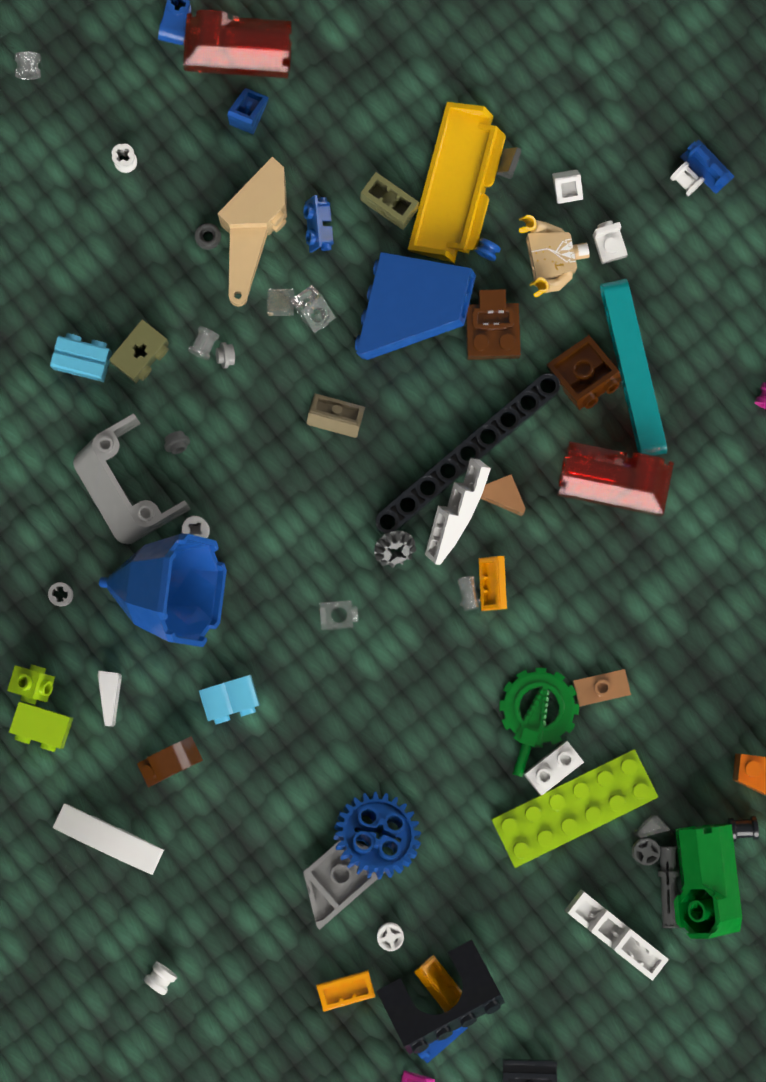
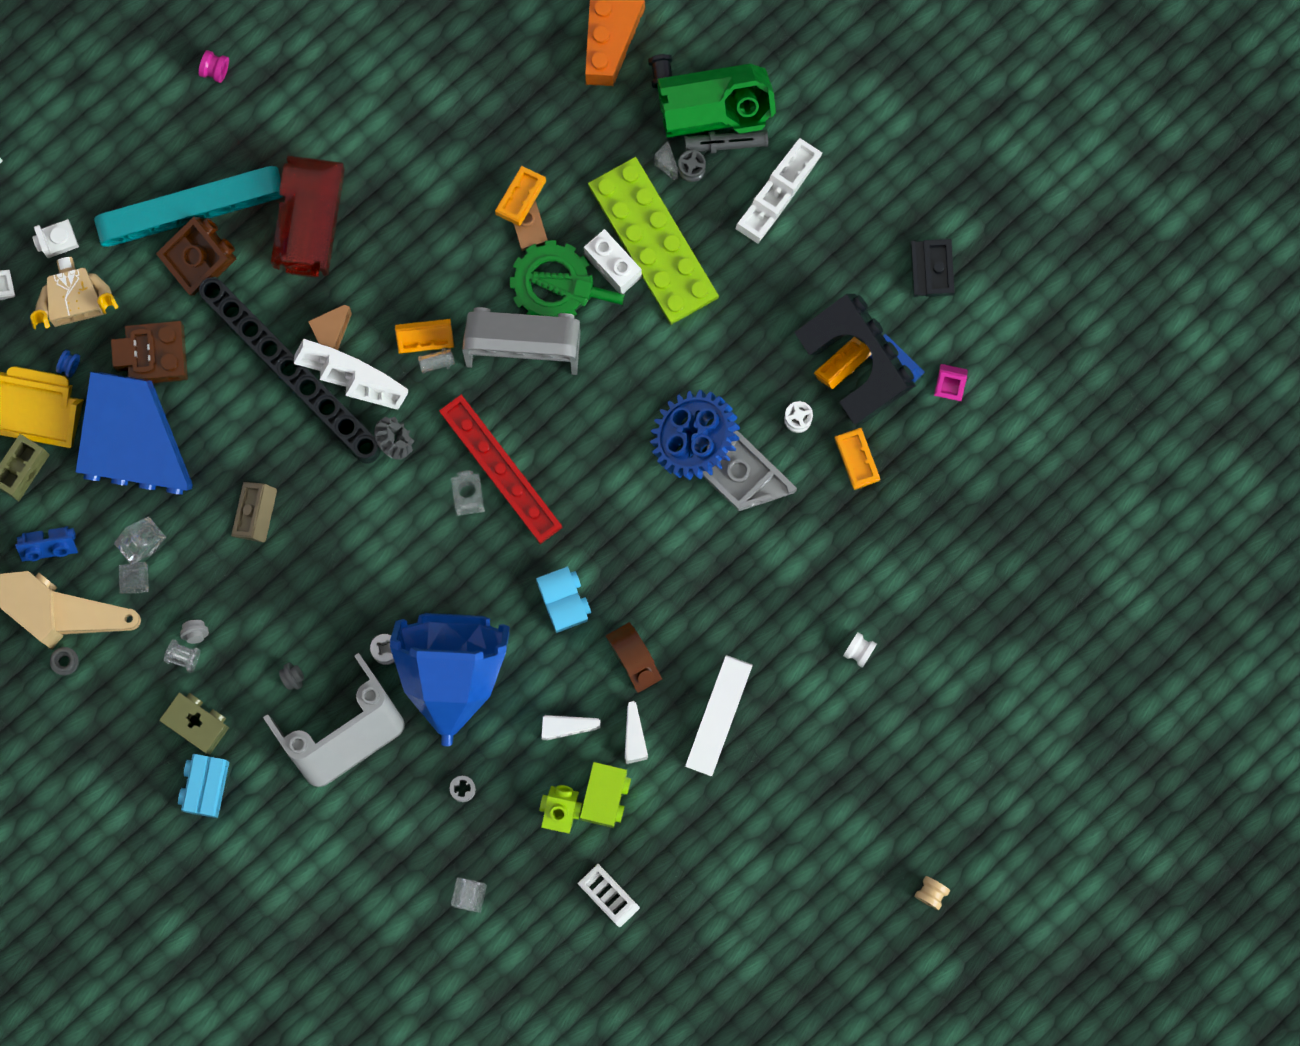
camera: 90 degrees left, 5 degrees down
(89, 757) = (635, 744): none -> white slope
(359, 647) = (500, 469): none -> red plate
(479, 675) = (522, 336): none -> light grey windscreen
(623, 683) = (520, 195): none -> light orange plate

